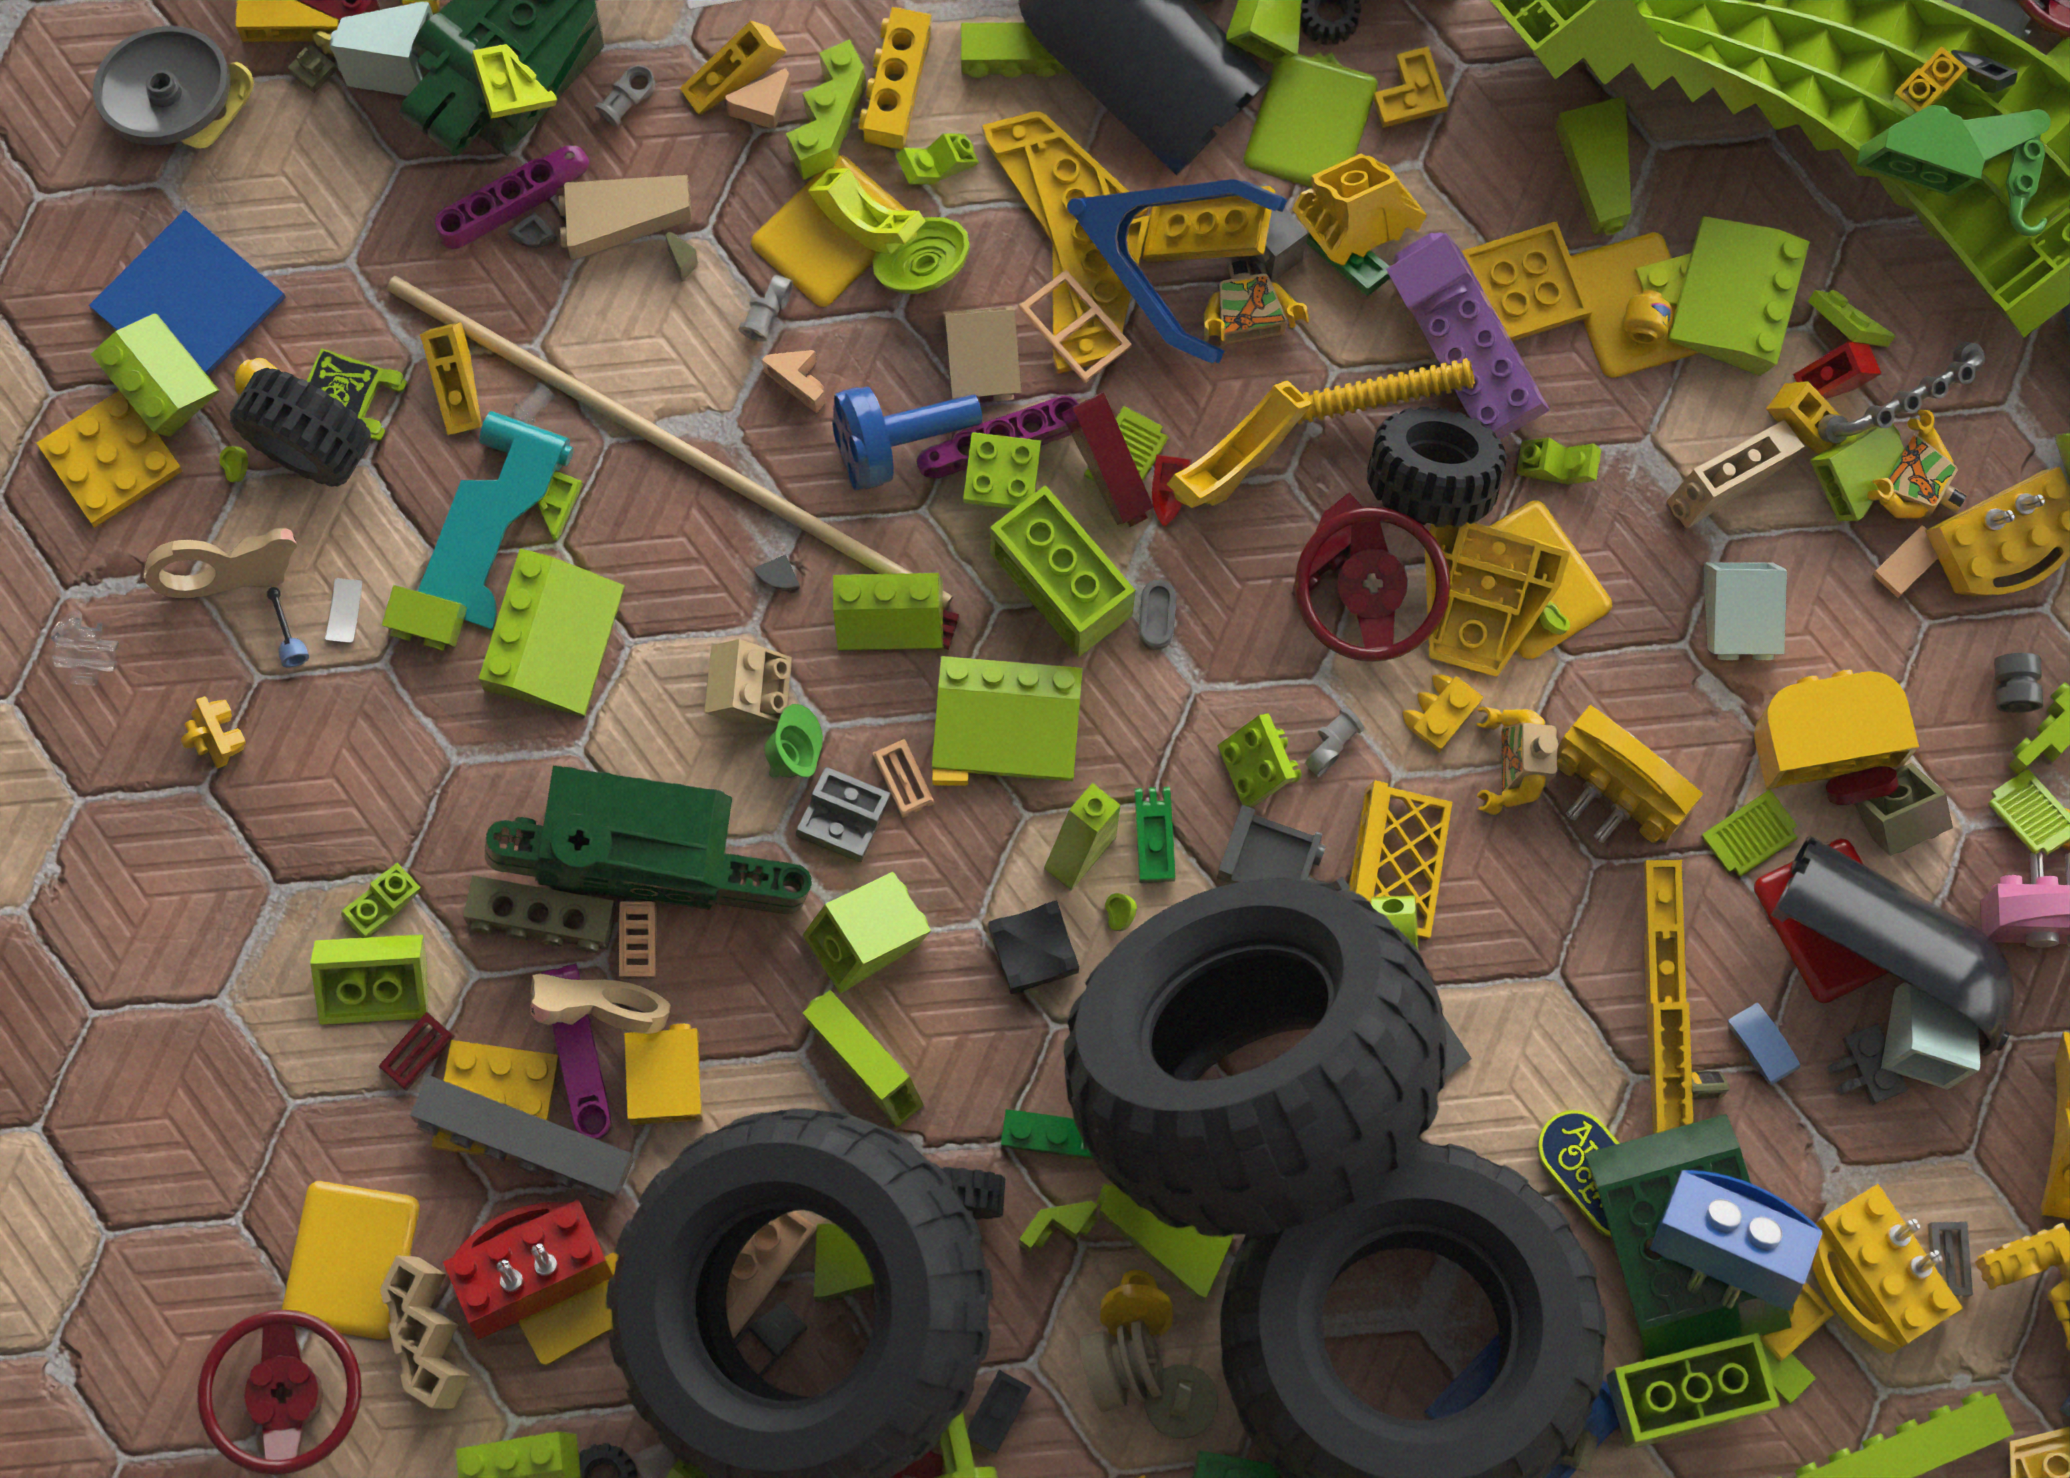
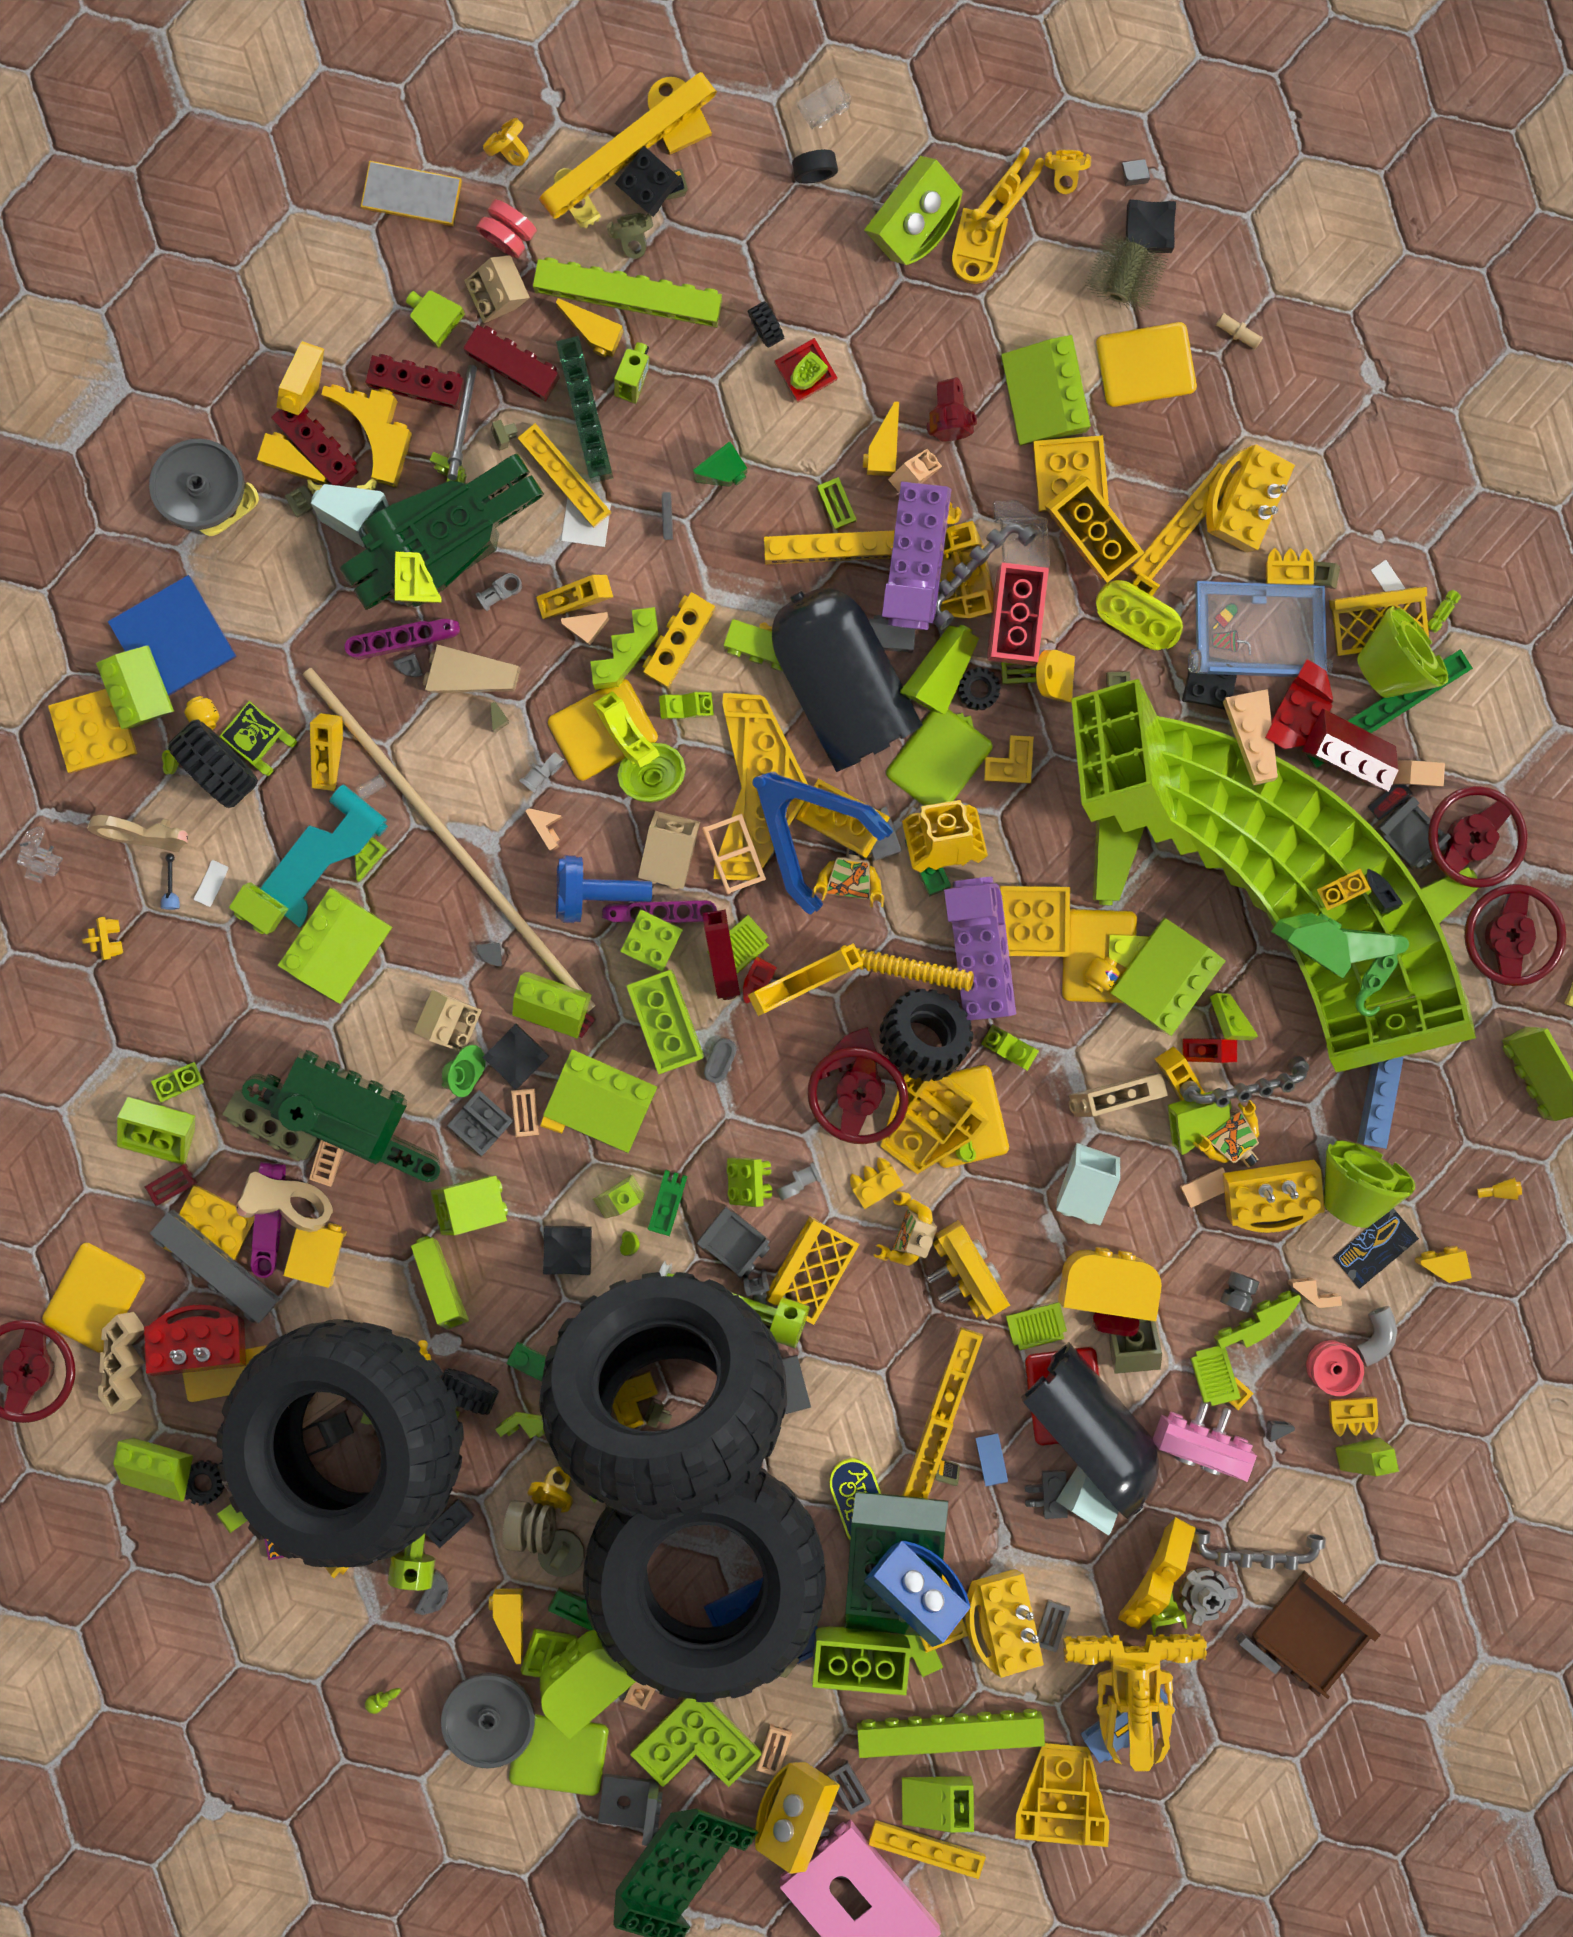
camera: 20 degrees right, 15 degrees up
(863, 700) = (516, 1056): none -> black brick

